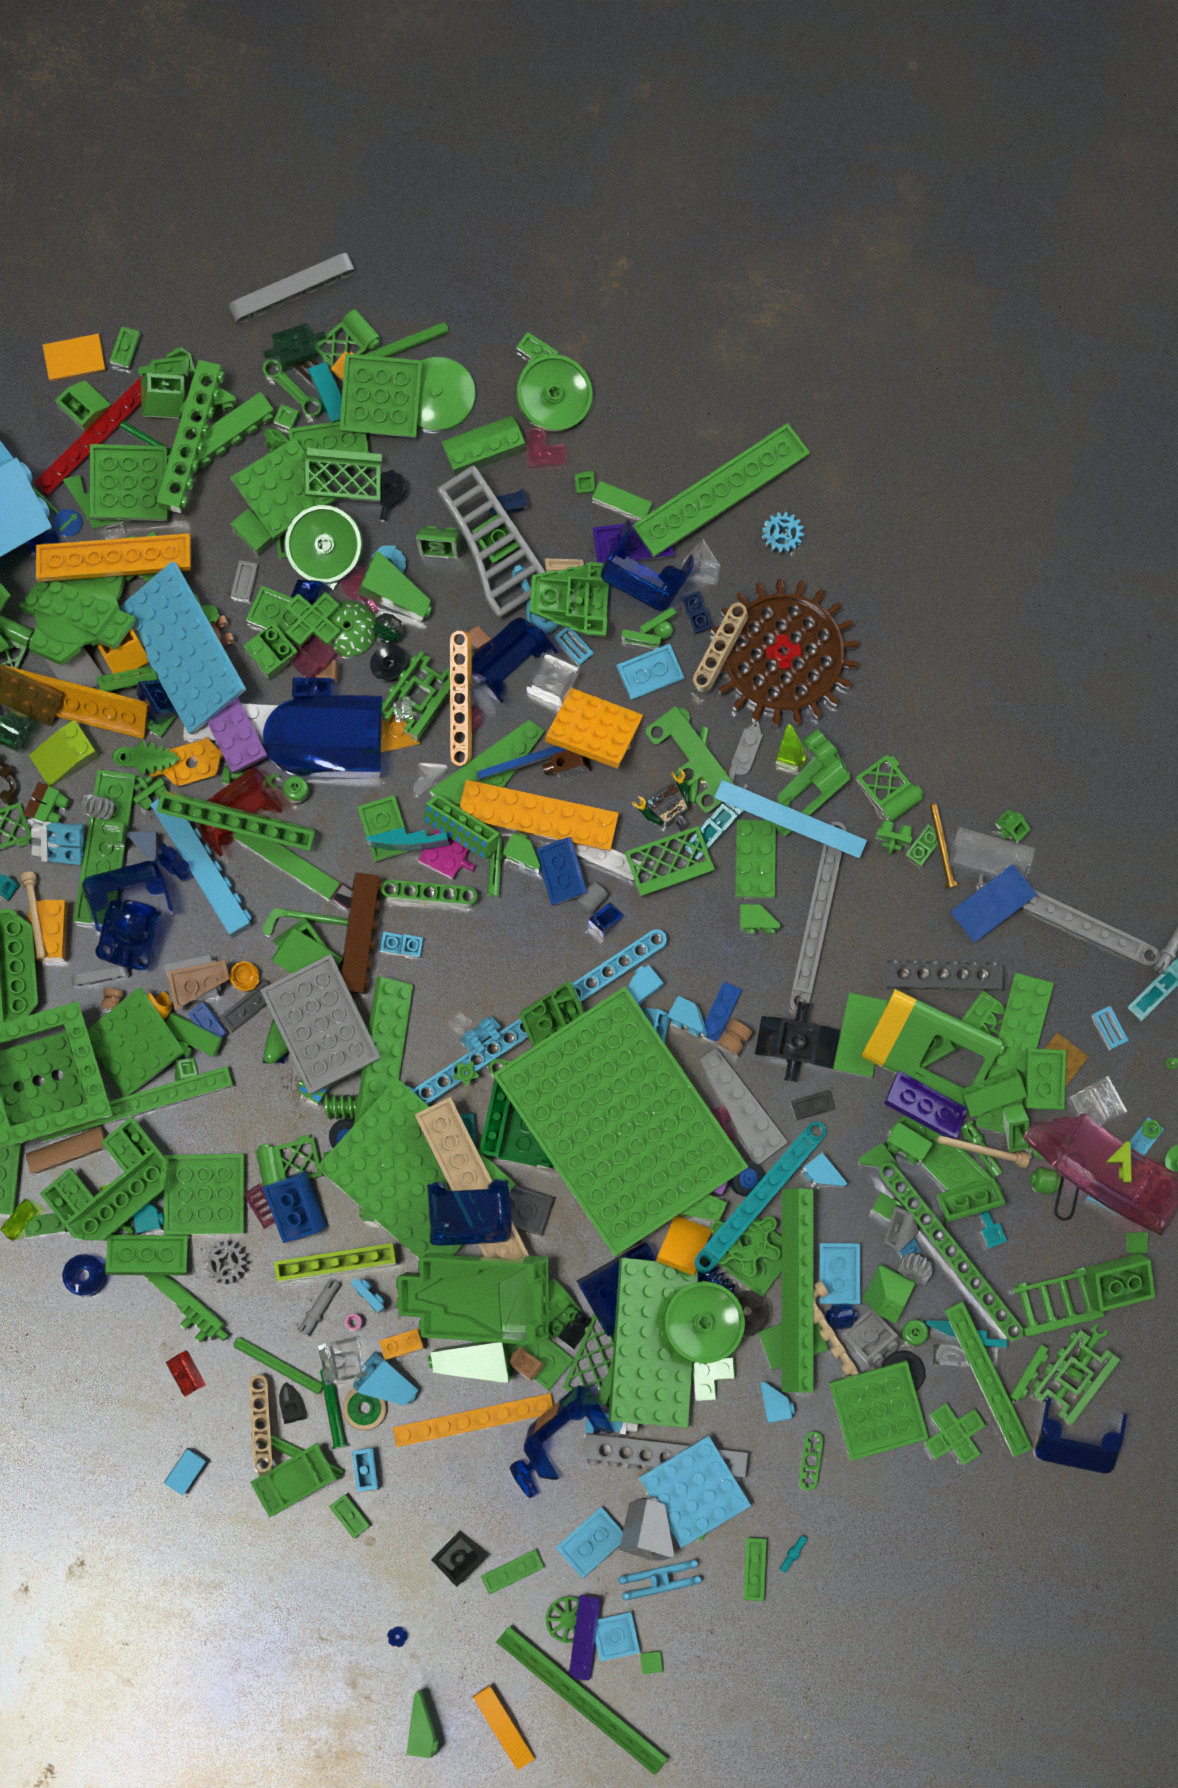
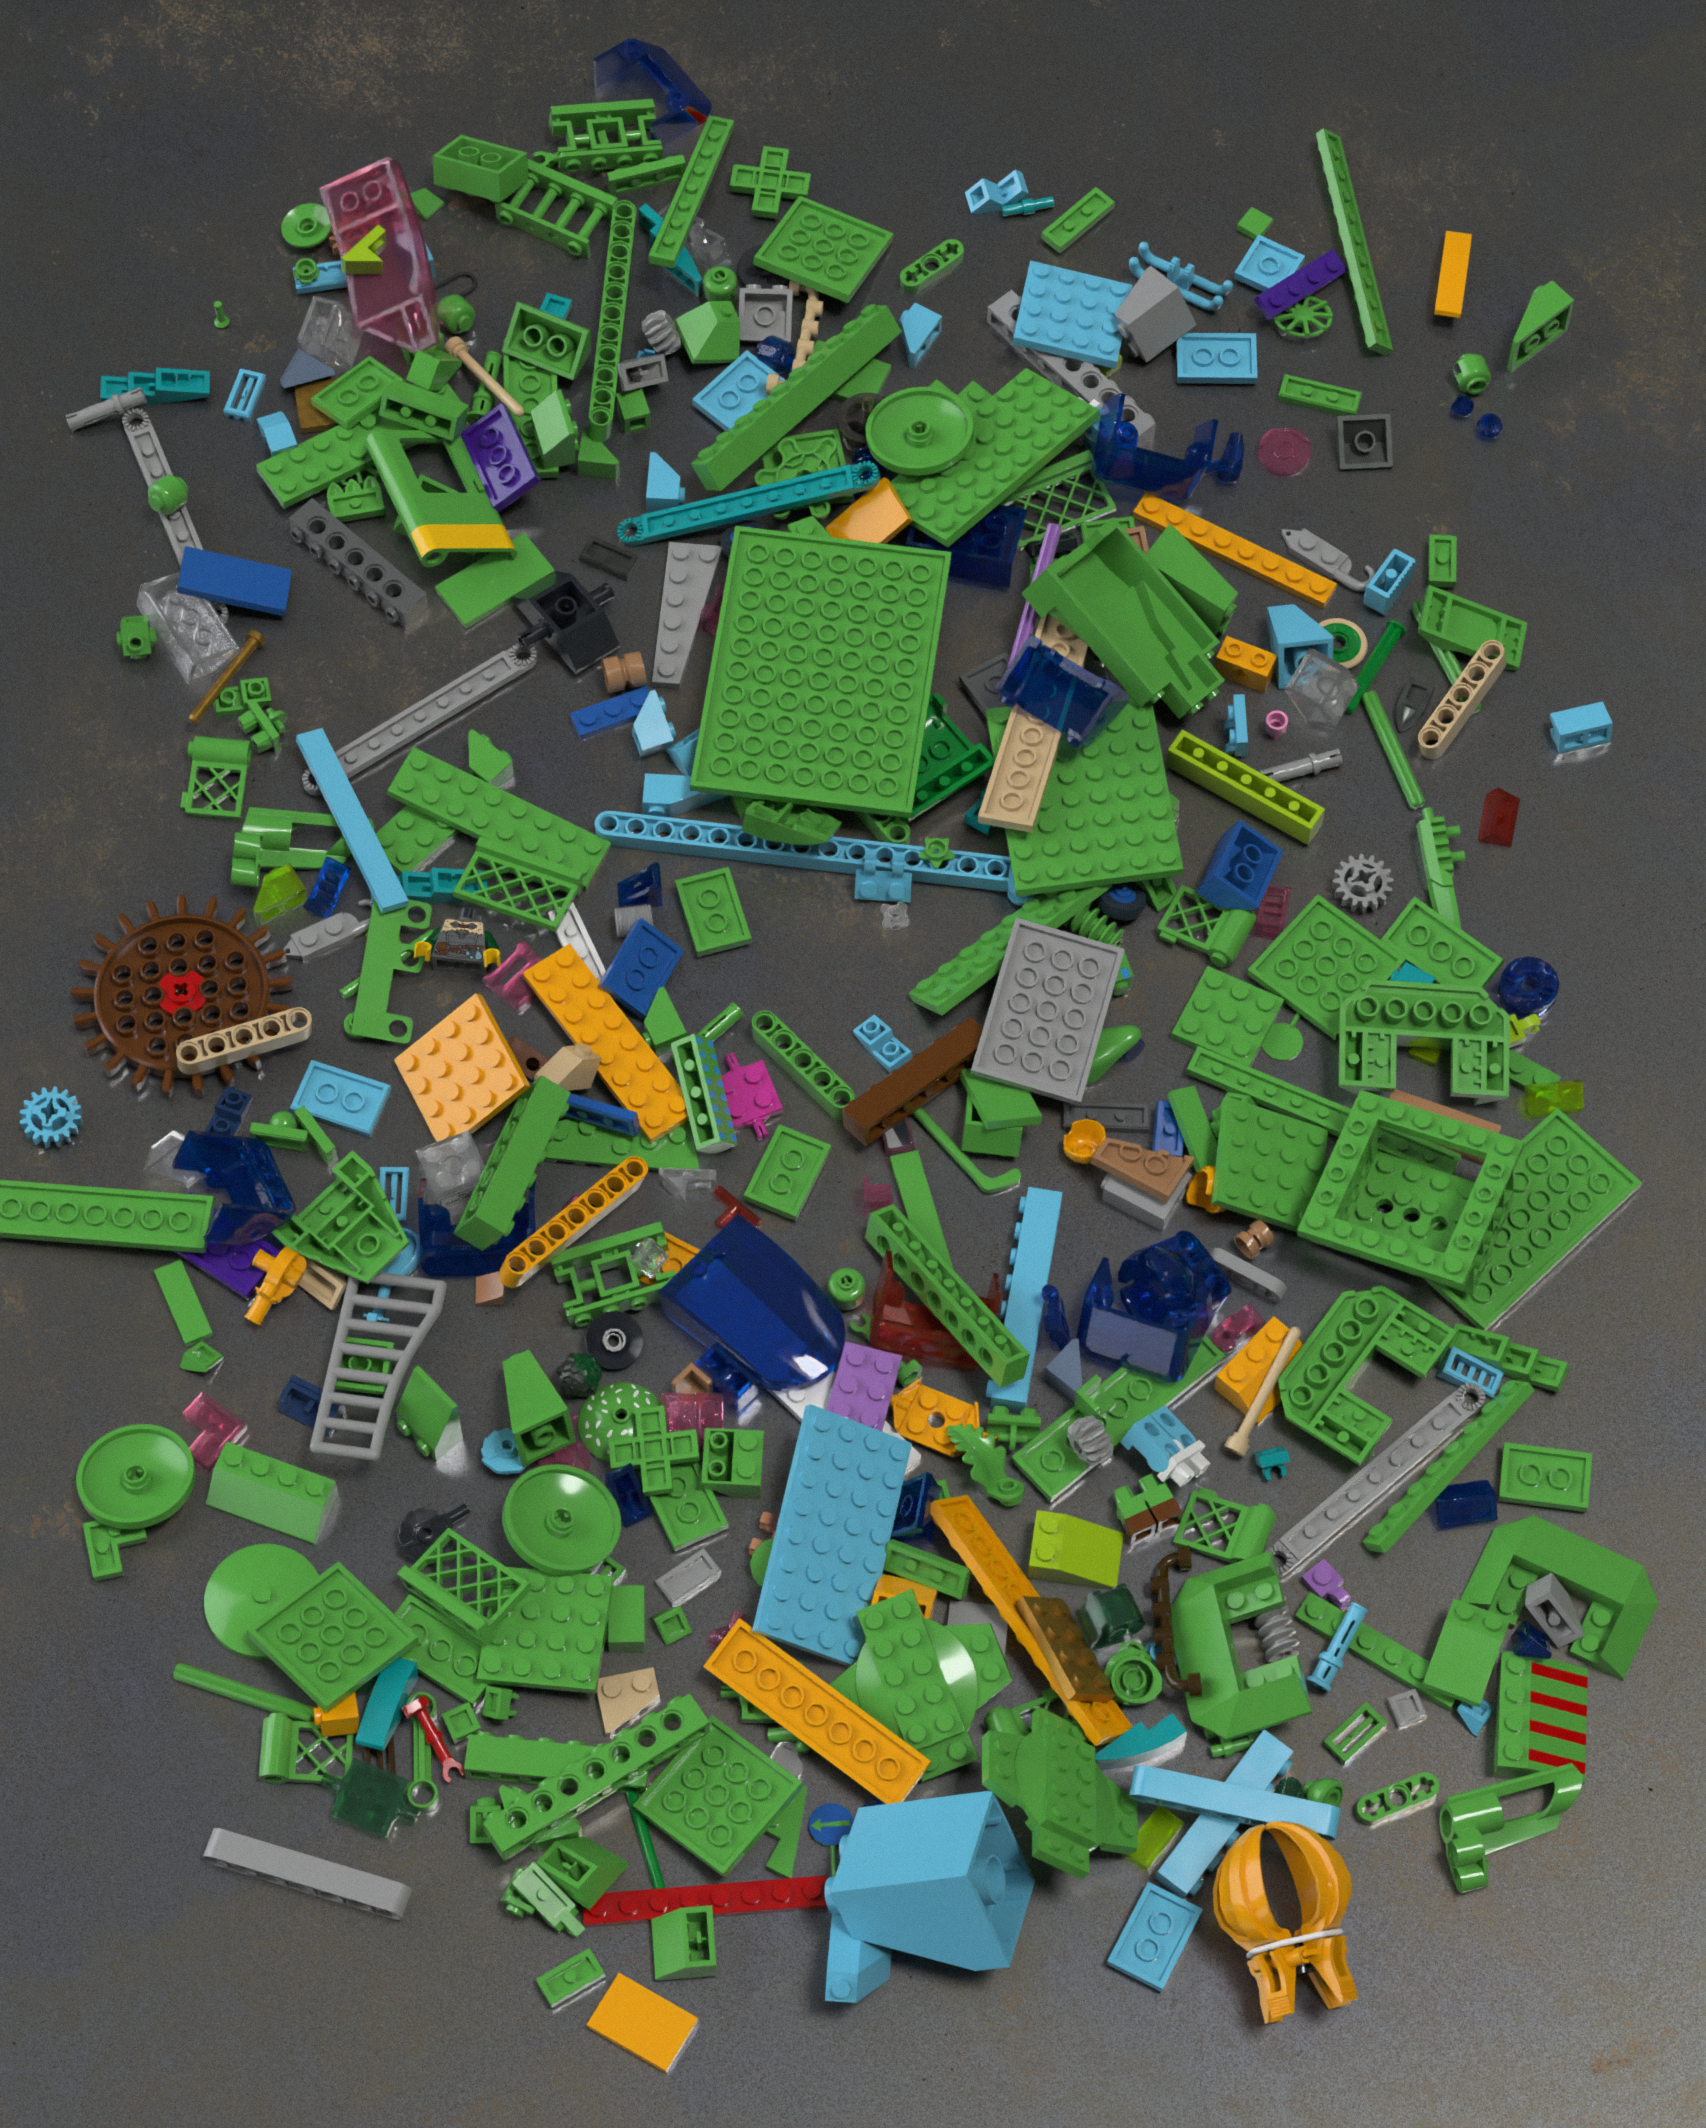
camera: 145 degrees left, 15 degrees down
(71, 1246) = (1519, 1028): none -> lime plate
(80, 942) = (1237, 1329): none -> clear pink leg
(194, 1133) = (1284, 1040): none -> bright green piece
(197, 569) = (717, 1635): none -> clear pink arm
(220, 497) = (624, 1697): none -> tan wing
(231, 550) = (671, 1624): none -> bright green slope
(232, 1118) = (1227, 1017): none -> bright green plate
(233, 383) = (478, 1813): none -> bright green bracket
(309, 400) = (433, 1735): none -> red piece
(325, 854) = (875, 1196): none -> clear pink panel
(394, 788) = (735, 1208): none -> clear red piece
(399, 840) = (782, 1132): teal slope -> none
(416, 1460) = (1323, 557): none -> light grey plate
(424, 1637) = (1462, 406): none -> clear blue hinge
(434, 1663) = (1472, 373): none -> bright green head
(501, 1514) = (1284, 451): none -> clear pink tile
(515, 694) = (513, 1164): none -> bright green brick
(540, 775) = (571, 1067): none -> tan slope
(553, 1286) = (1044, 560): none -> medium lavender axle
(556, 940) = (713, 911): none -> bright green plate
(580, 548) = (282, 1278): none -> light orange pin
(619, 805) = (516, 991): none -> clear pink plate
(718, 891) = (494, 814): none -> bright green plate
(776, 775) = (319, 902): none -> clear blue slope
(818, 1546) = (989, 196): none -> medium azure slope
(1066, 1015) = (277, 433): none -> medium azure slope
(1080, 919) = (168, 494): none -> bright green head
(1089, 1069) = (304, 369): none -> sand blue slope

